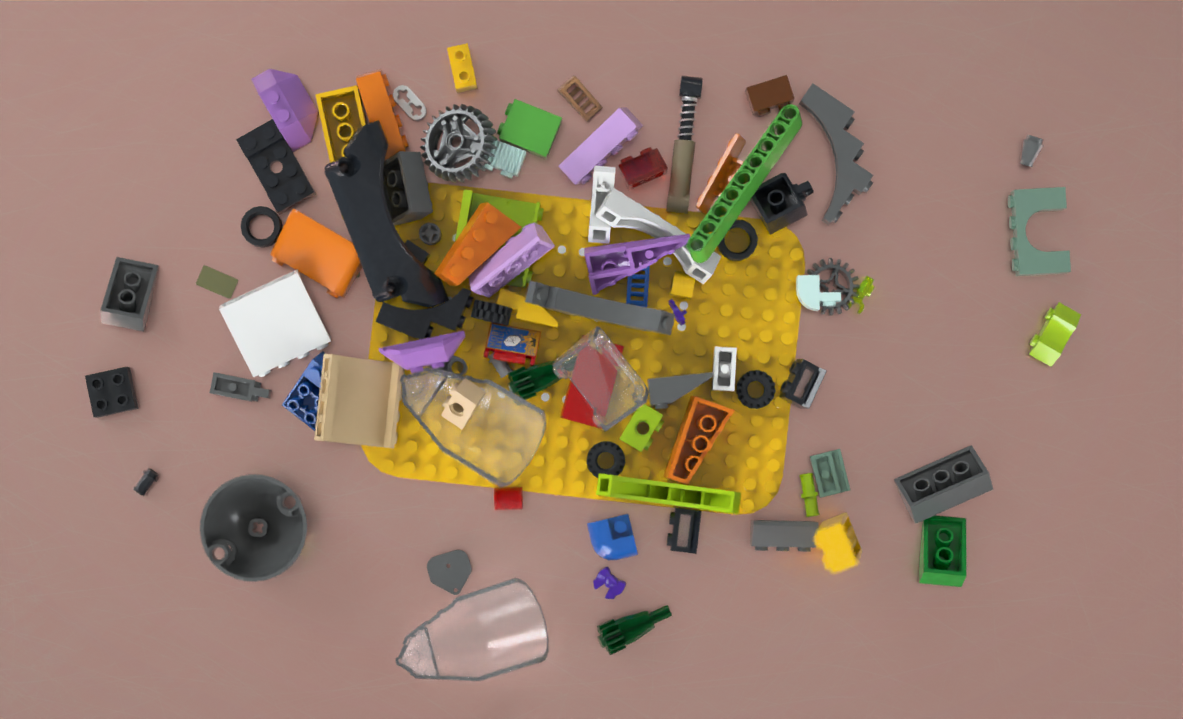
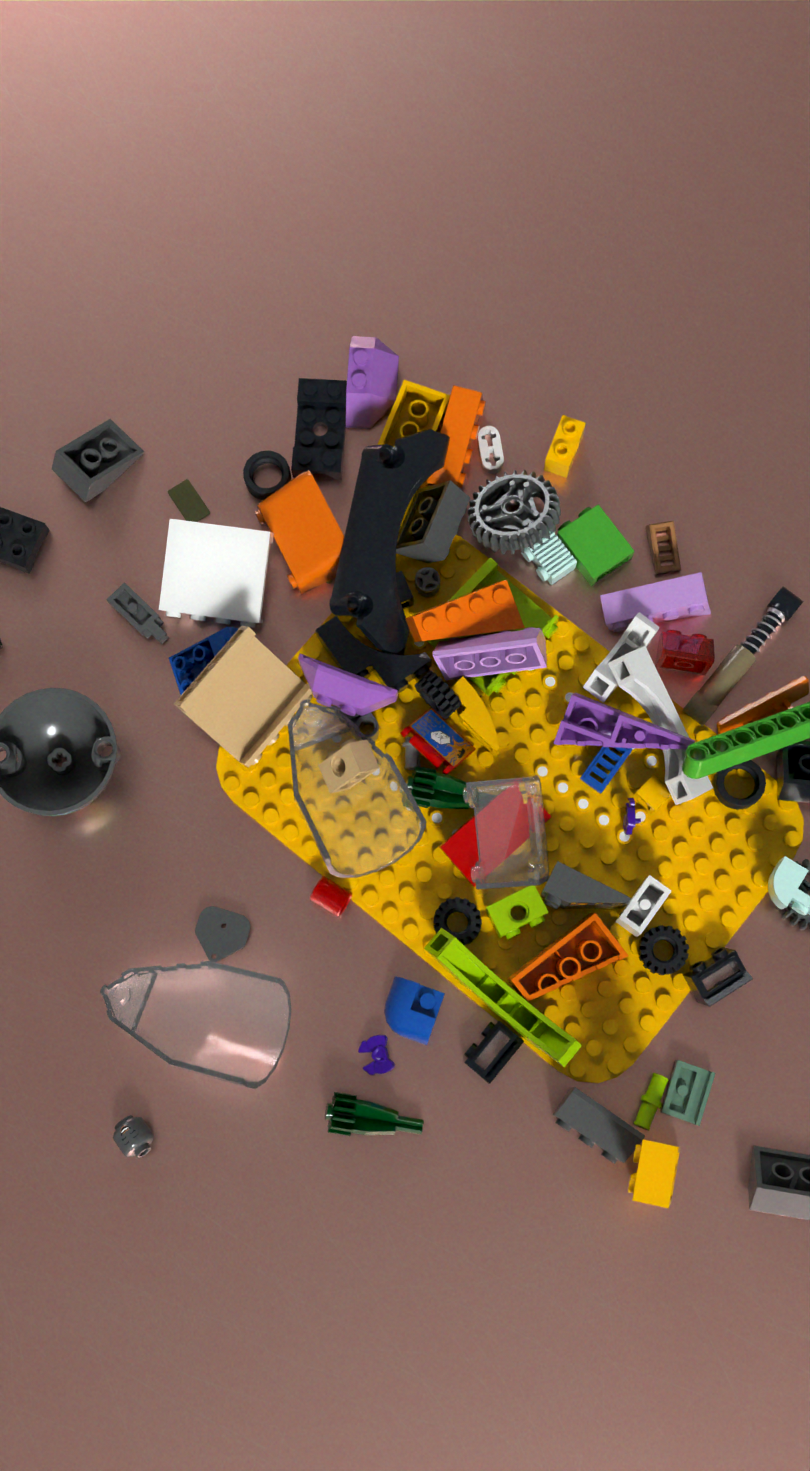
camera: 35 degrees right, 10 degrees down
(600, 309) = (550, 761): dark grey arch -> none
(943, 551) = (762, 1262): green slope -> none

